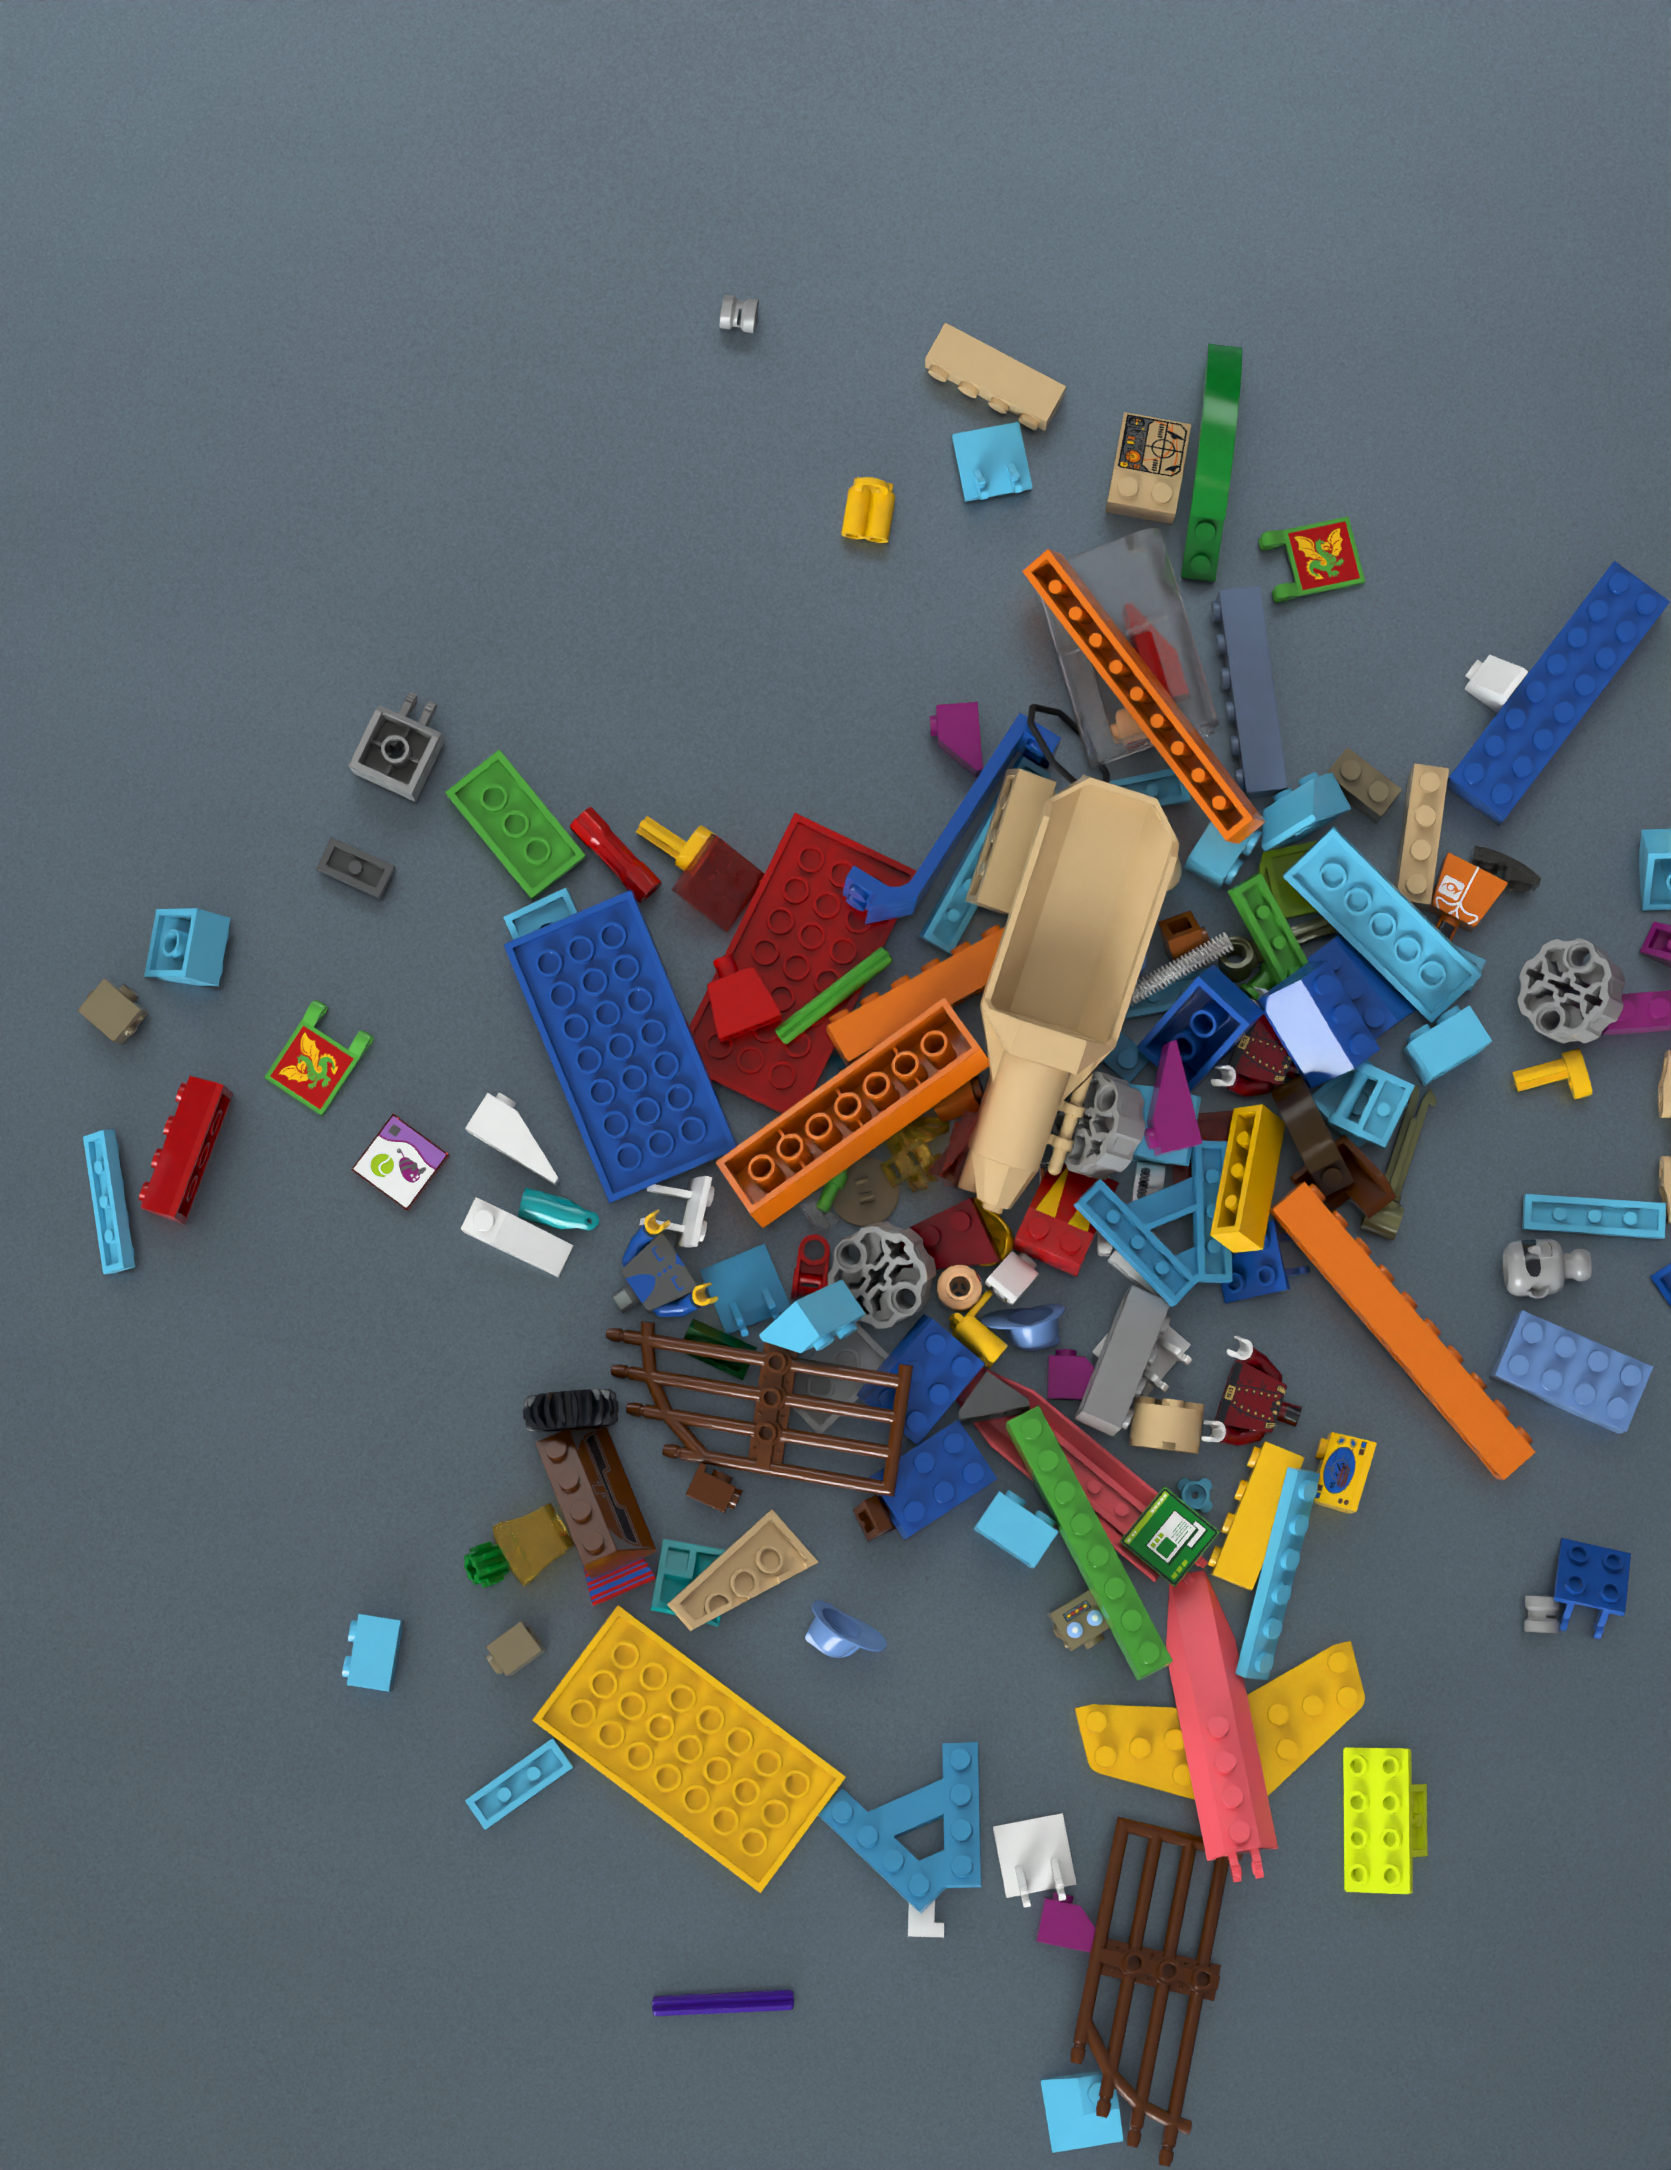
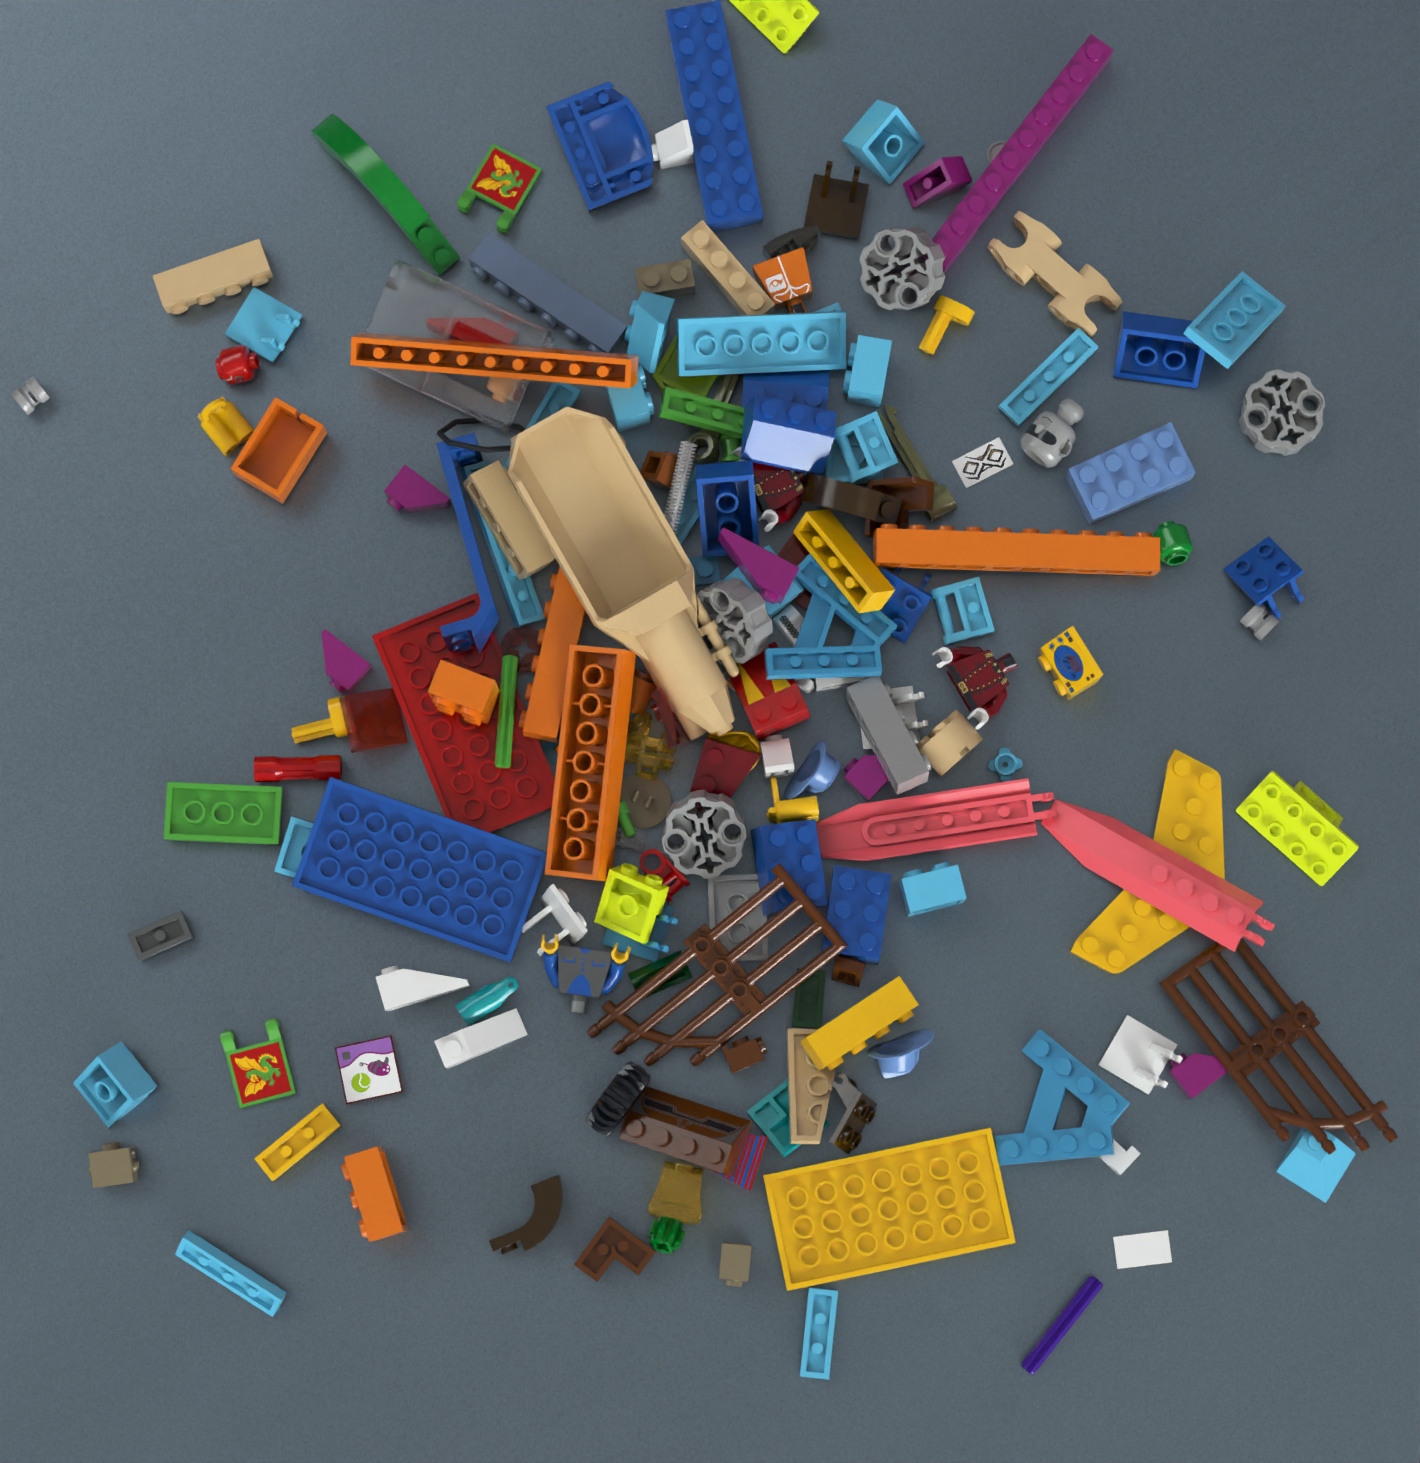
camera: 50 degrees left, 0 degrees up
(186, 1149) = (241, 1195): red slope -> none
(278, 1156) = (297, 1142): none -> yellow plate
(291, 1267) = (374, 1194): none -> orange piece
(373, 1652) = (659, 1353): medium azure brick -> none
(389, 732) = (96, 837): light grey hinge -> none
(407, 1439) = (546, 1212): none -> dark brown arch
(439, 1525) = (613, 1243): none -> reddish brown panel
(739, 1000) = (458, 771): red torso -> none
(745, 810) = (343, 664): none -> magenta slope
(751, 1643) = (859, 1113): none -> dark brown plate
(759, 1263) = (631, 902): none -> neon yellow plate
(814, 939) = (464, 693): none -> orange piece
(815, 1507) = (809, 1001): none -> dark green plate
(816, 1320) = (698, 898): medium azure slope -> none
(833, 1571) = (860, 1023): none -> yellow brick
(858, 2017) = (1142, 1249): none -> white sticker
(888, 578) = (279, 450): none -> orange piece
(910, 944) = (516, 637): none -> clear red gear
(933, 470) = (237, 364): none -> red head
(959, 1275) = (756, 784): light nougat head -> none
(992, 1401) = (841, 834): dark grey slope -> none
(1079, 1622) = (1021, 899): dark tan head -> none
(1088, 1543) = (979, 853): bright green brick -> none
(1148, 468) = (354, 235): tan slope -> none
(1169, 1536) = (1018, 800): tile -> none
(1252, 1522) = (1051, 738): yellow brick -> none
(1277, 1573) = (1097, 755): medium azure plate -> none
(1311, 1336) = (971, 608): none -> medium azure plate
(1438, 616) = (603, 144): none -> blue slope
(1458, 1226) = (982, 462): none -> white sticker
(1543, 1469) = (1174, 543): none -> green head
(1578, 878) = (837, 204): none -> dark brown plate

